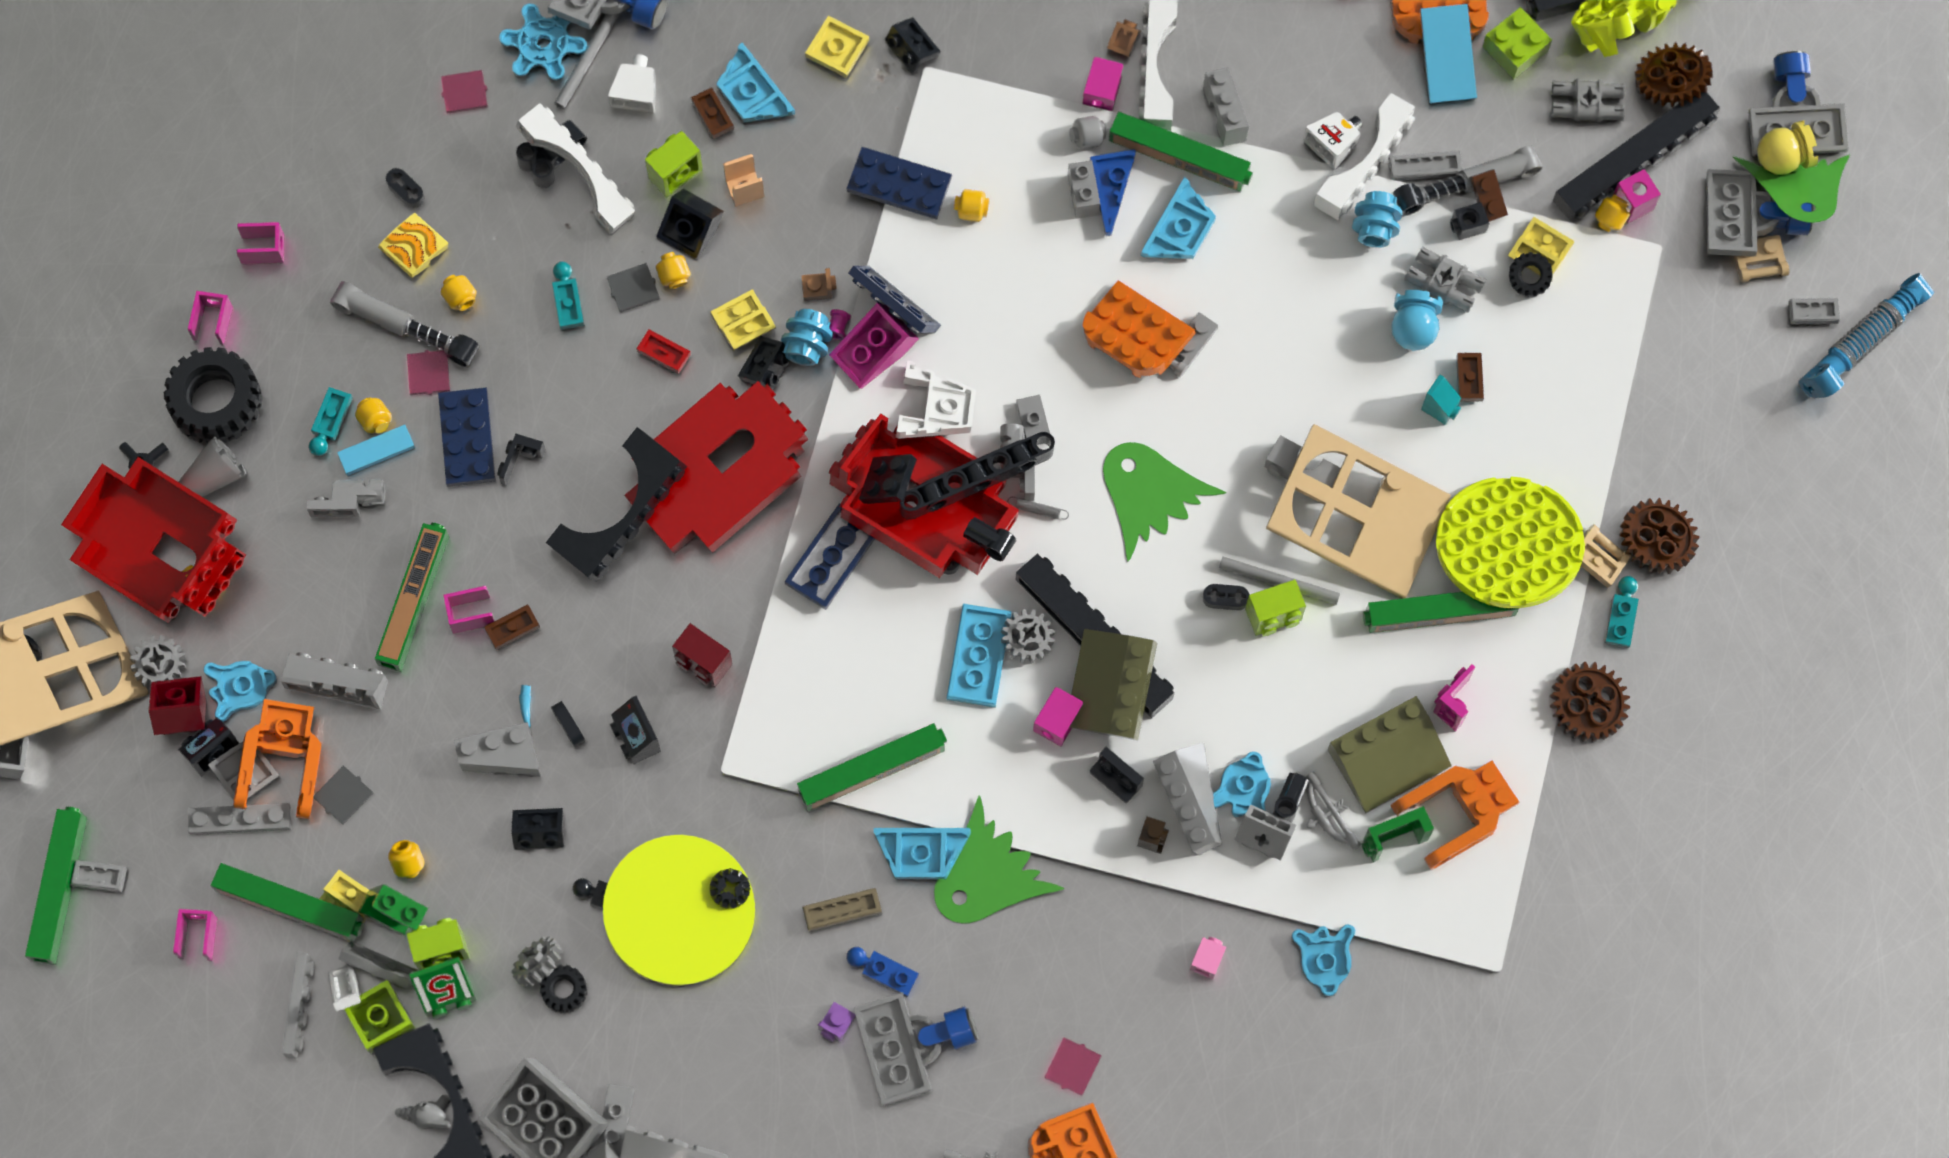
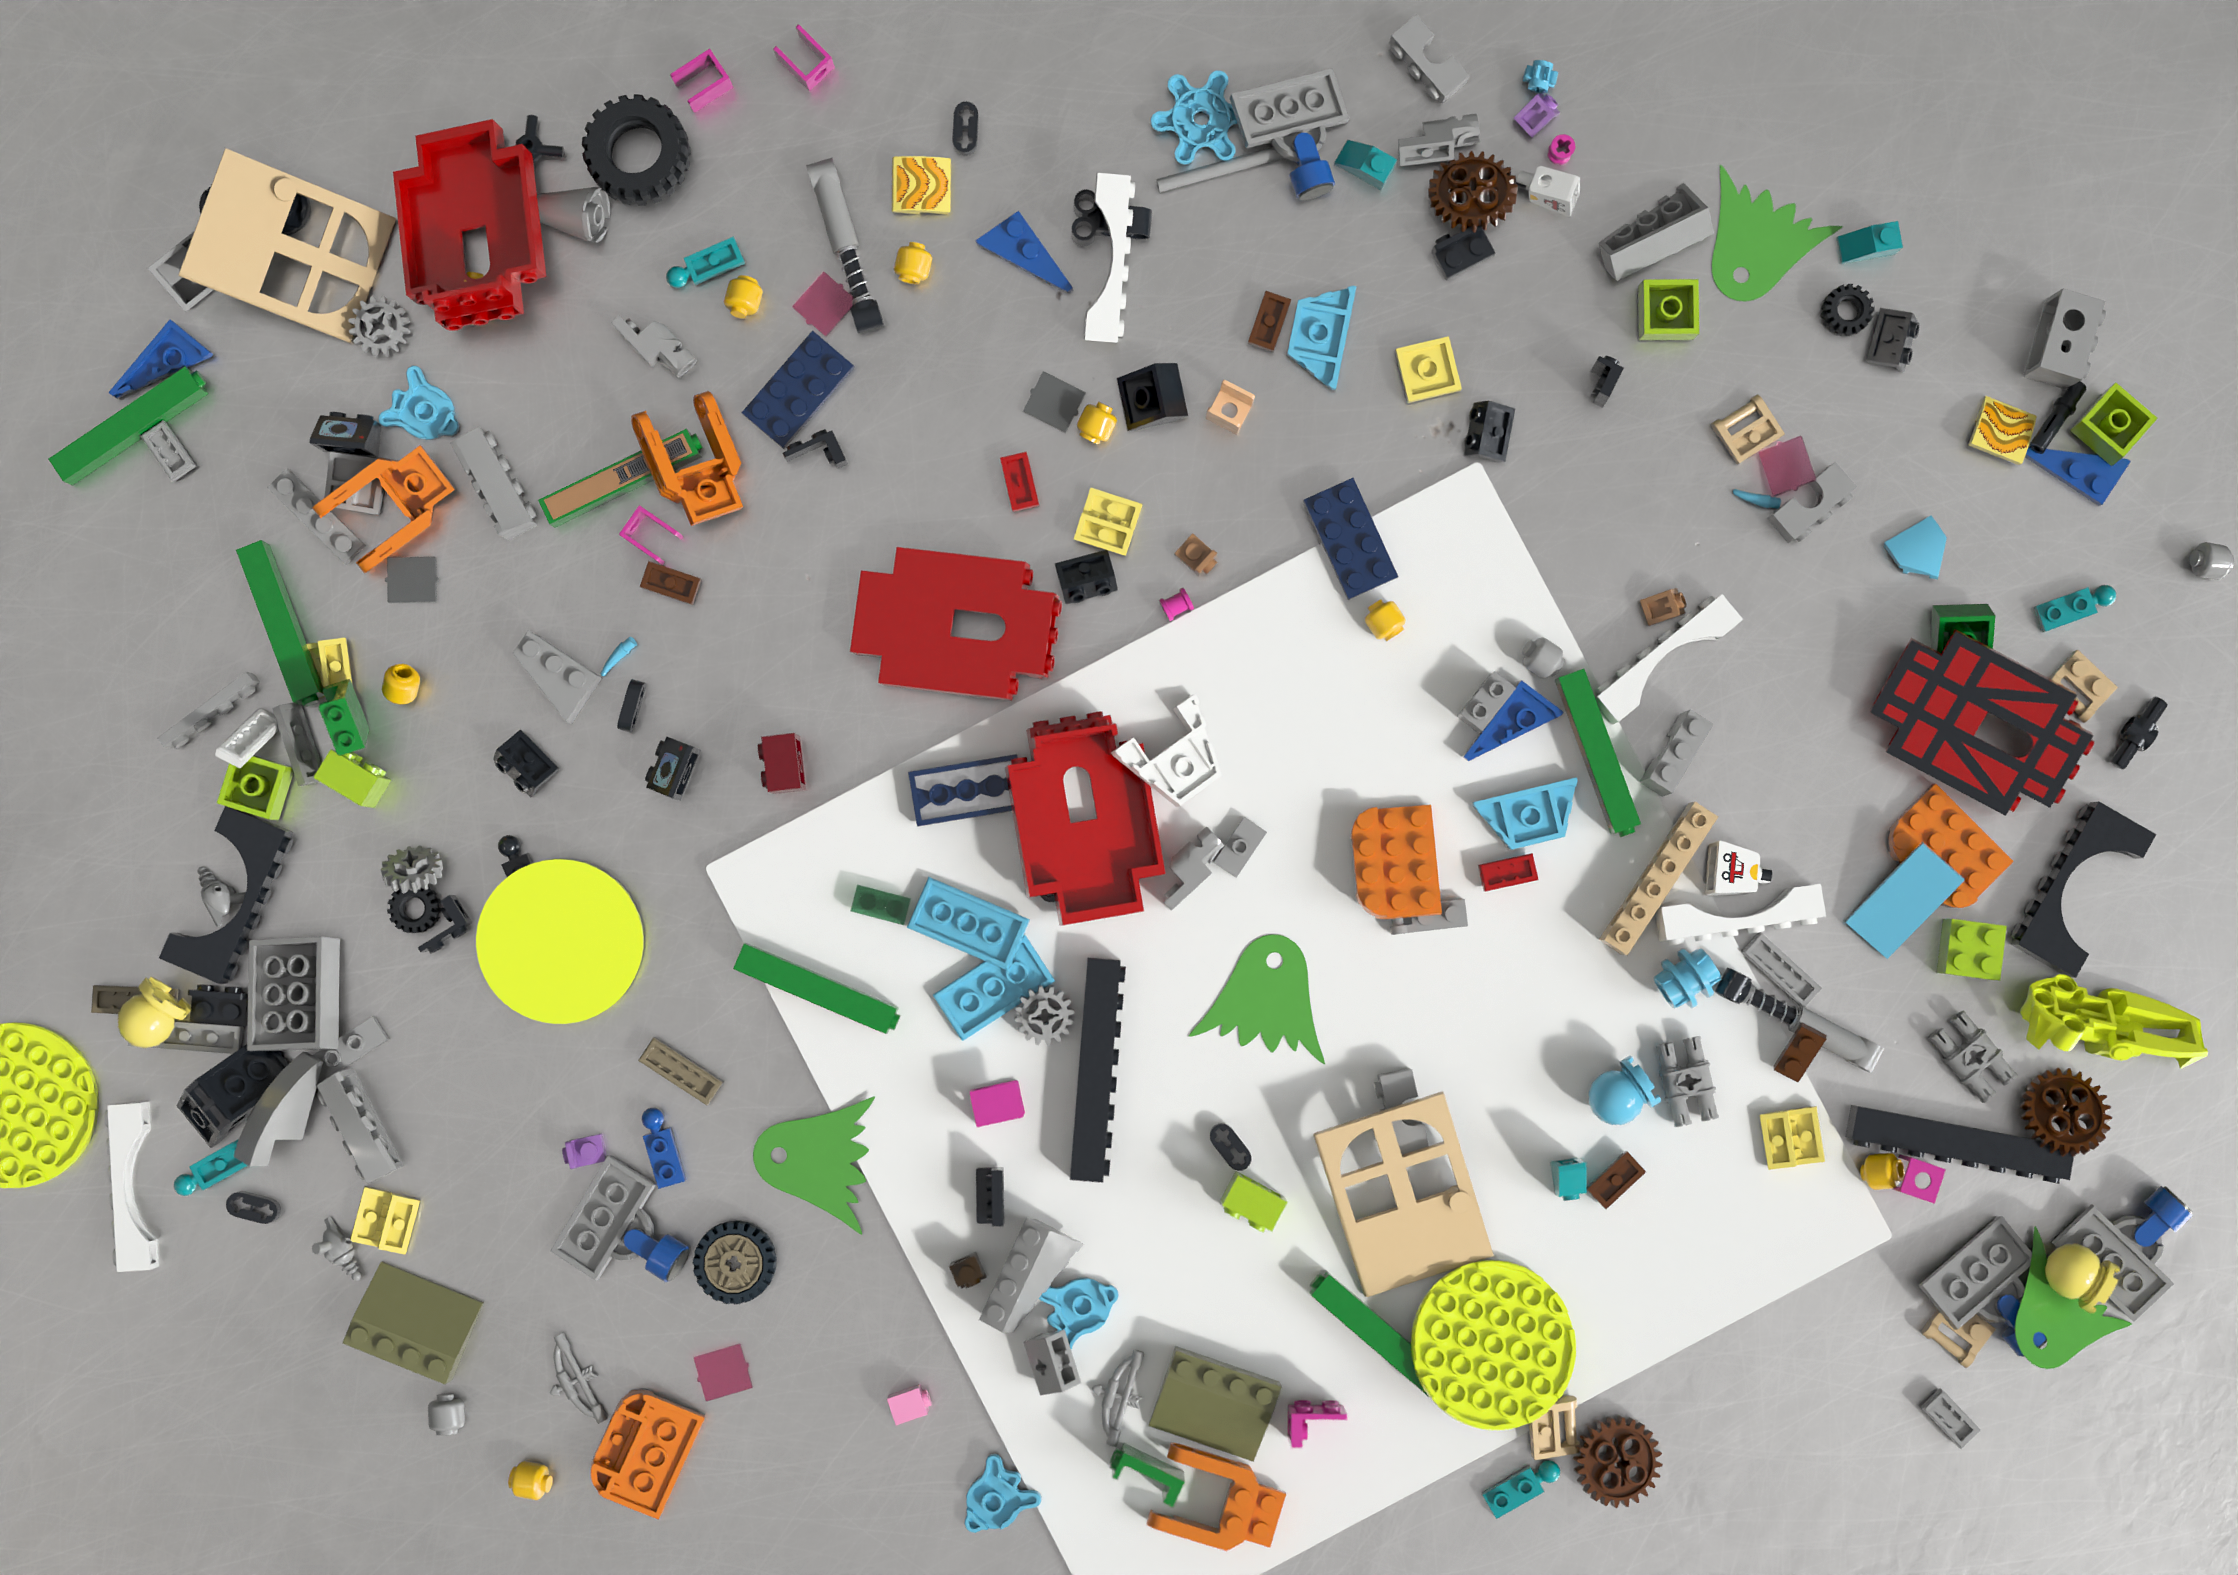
camera: 45 degrees right, 15 degrees up
(34, 821) = (161, 358): none -> blue wing
(177, 705) = (353, 379): dark red brick -> none
(181, 930) = (201, 585): dark pink piece -> none
(376, 450) = (718, 326): medium azure tile -> none
(443, 988) = (322, 816): green slope -> none
(464, 91) = (1097, 93): clear pink piece -> none
(470, 546) = (704, 488): none -> orange plate
(512, 220) = (1017, 243): none -> blue wing
(567, 297) = (992, 356): teal plate -> none
(590, 963) = (453, 912): none -> black bracket
(634, 86) = (1232, 233): white torso -> none
(656, 475) = (898, 582): black arch -> none
(673, 163) = (1189, 334): lime brick -> none
(727, 899) = (607, 955): black gear -> none
(807, 337) = (1137, 591): medium azure piece -> none
(855, 677) = (880, 904): none -> clear green plate
(873, 345) = (1182, 654): dark pink slope -> none
(887, 479) = (1065, 781): black plate -> none
(899, 304) = (1236, 635): dark blue piece -> none
(921, 632) = (968, 923): none -> medium azure tile
(922, 851) = (786, 1091): medium azure wing -> none
(977, 475) = (1139, 852): black beam -> none
(995, 542) = (1092, 920): black piece -> none
(1005, 969) = (752, 1251): none -> wheel
(1038, 508) = (1165, 920): light grey piece -> none
(1103, 84) = (1601, 629): dark pink piece -> none
(1113, 683) = (1062, 1126): olive slope -> none
(1206, 271) = (1508, 872): none -> red plate
(1277, 579) = (1285, 1178): light grey piece -> none
(1291, 795) = (1105, 1353): black piece -> none
(1296, 184) = (1658, 878): none -> tan brick
(1476, 214) = (1772, 1058): black brick -> none
(1530, 260) = (1753, 1168): black tyre -> none
(1583, 721) = (1437, 1519): reddish brown gear -> none
(1824, 377) = (1890, 1480): dark azure piece -> none

